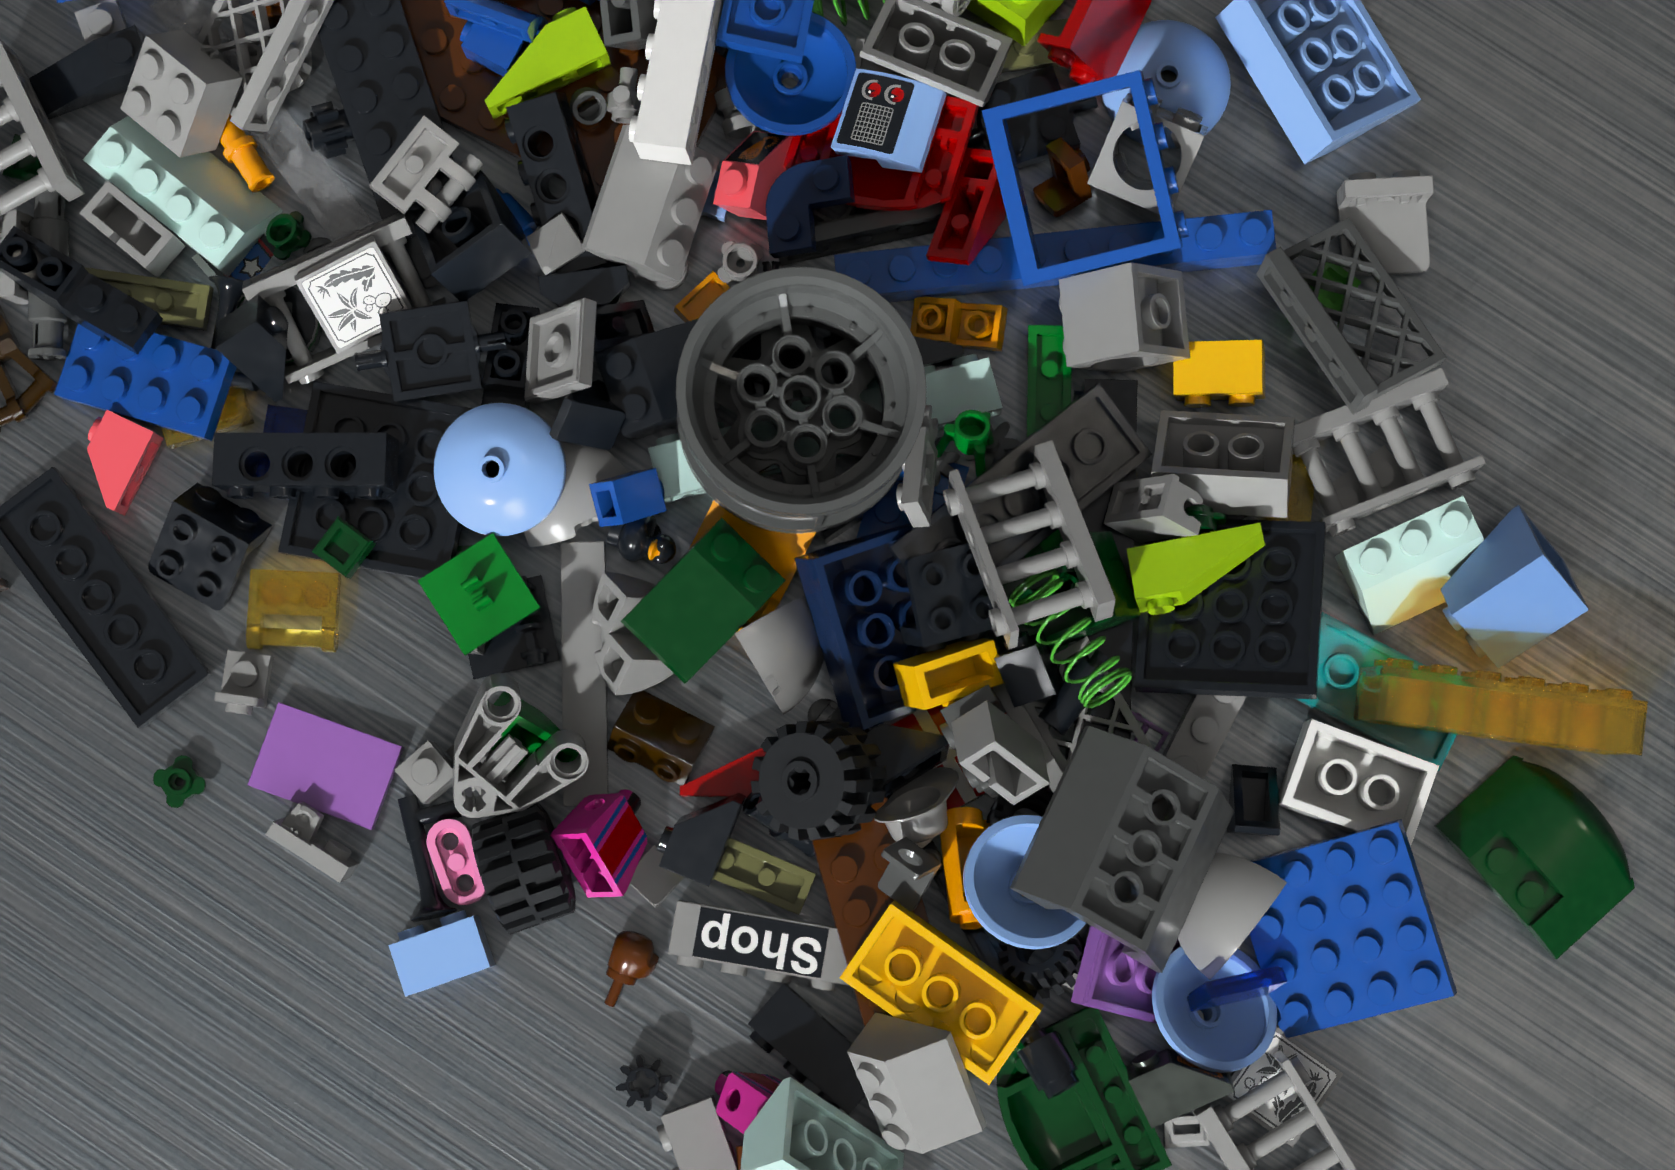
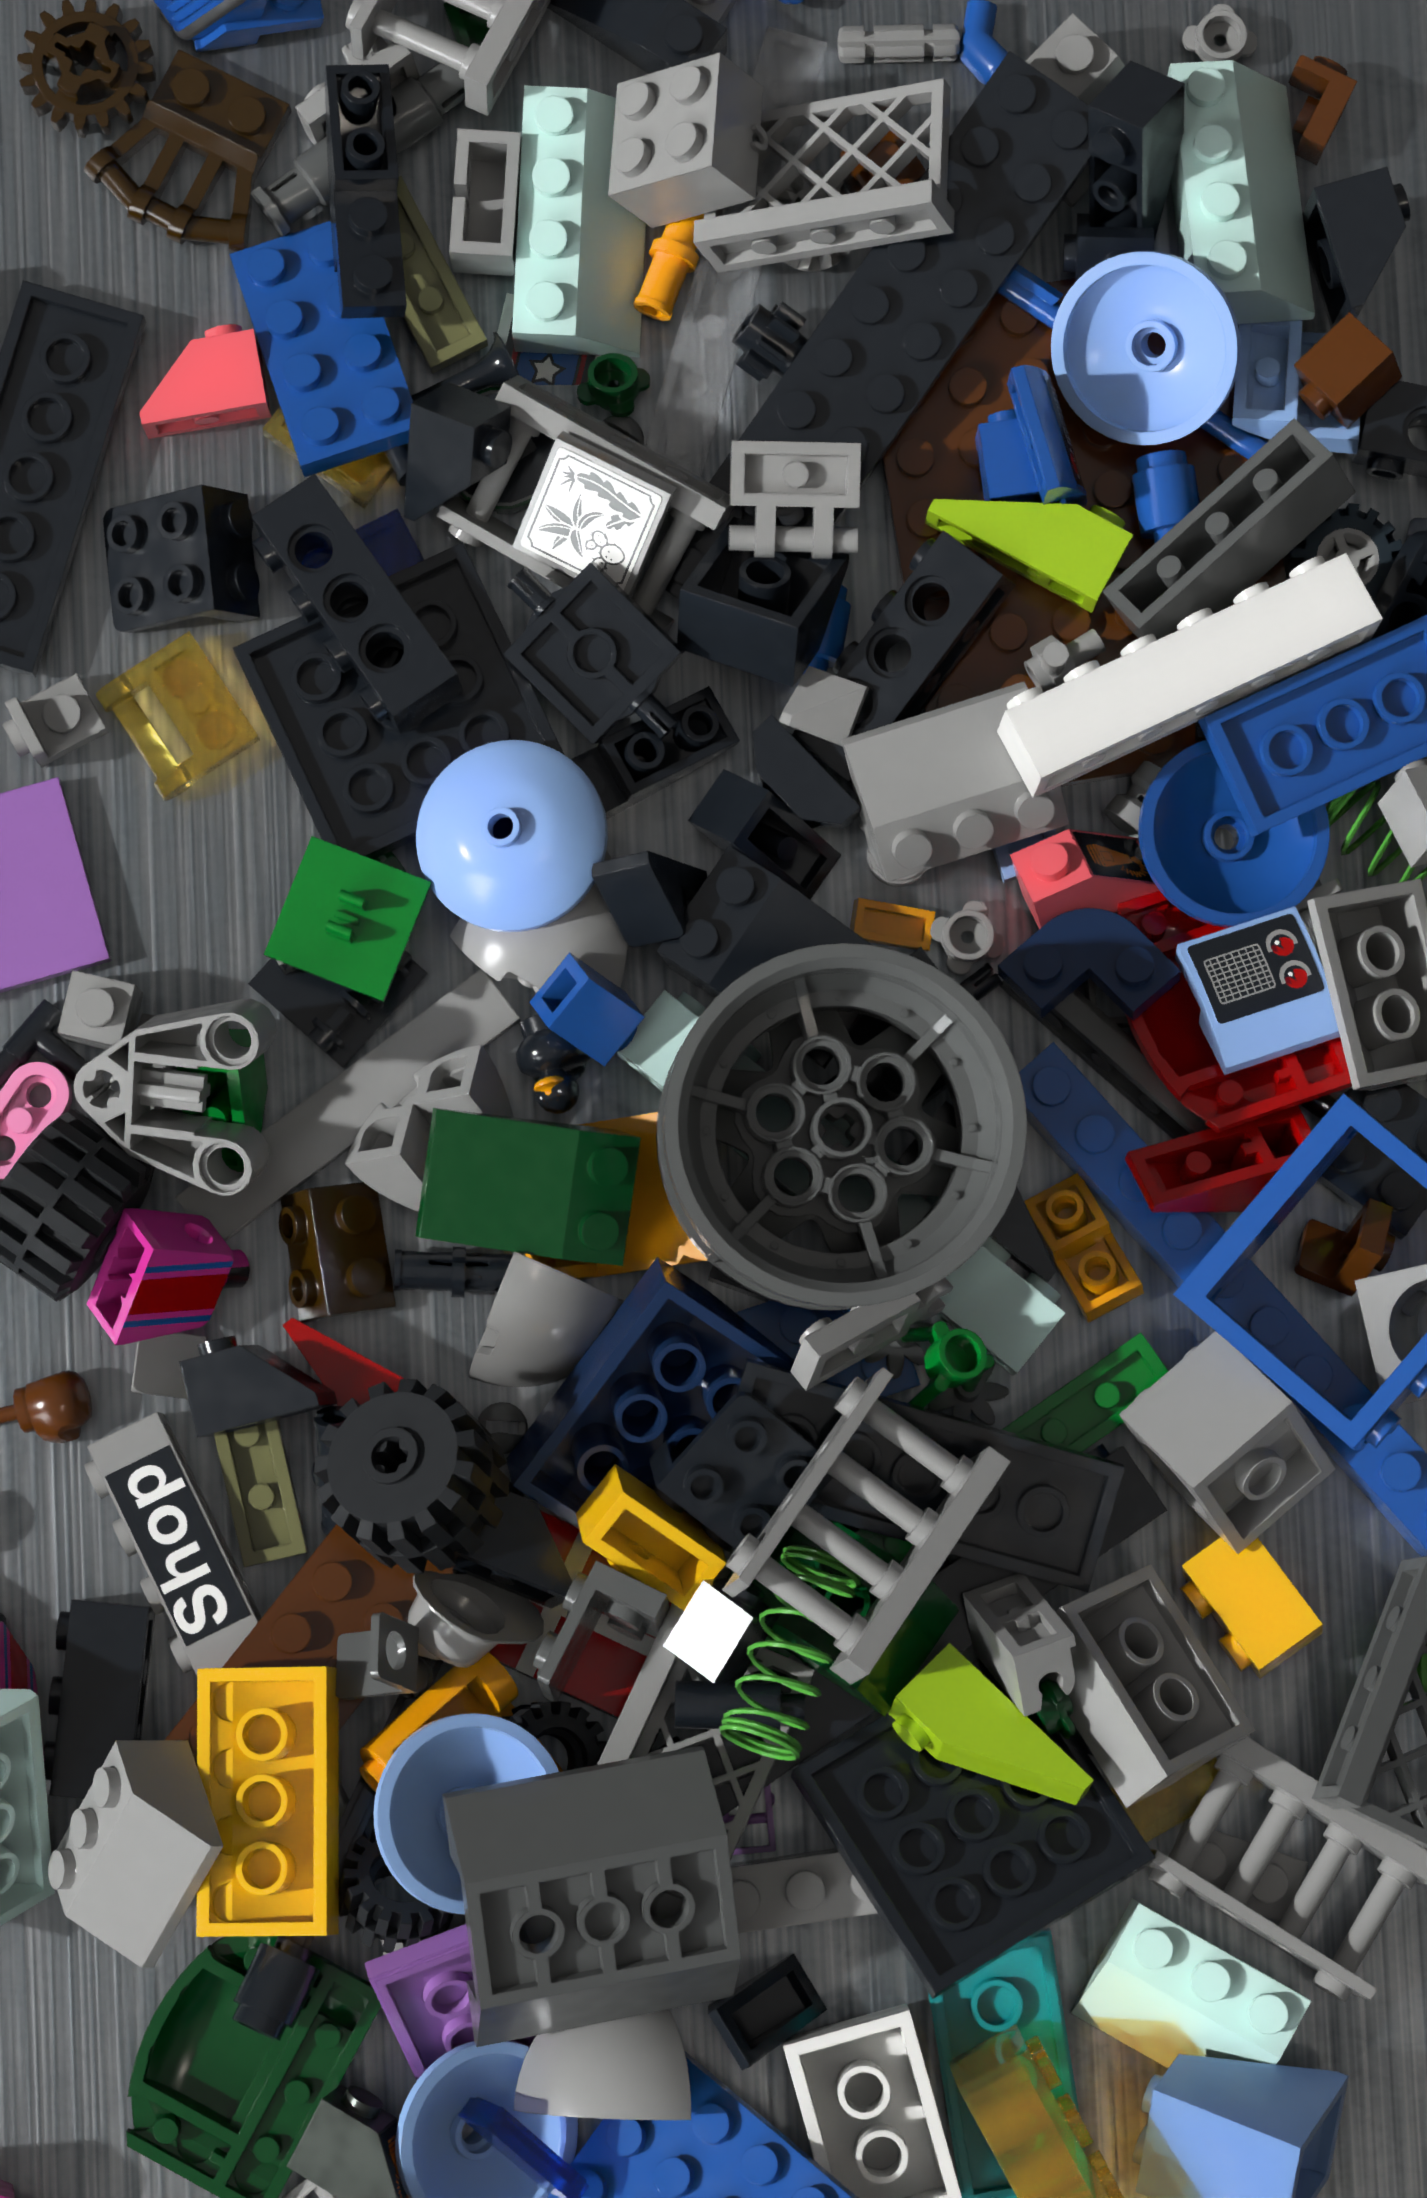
camera: 45 degrees right, 0 degrees up
(344, 547) = (291, 721): dark green tile -> none
(560, 351) = (701, 805): light grey tile -> none
(590, 112) = (1017, 631): dark grey hinge -> none
(718, 680) = (449, 1271): none -> black pin
(1000, 752) = (595, 1667): light grey piece -> none

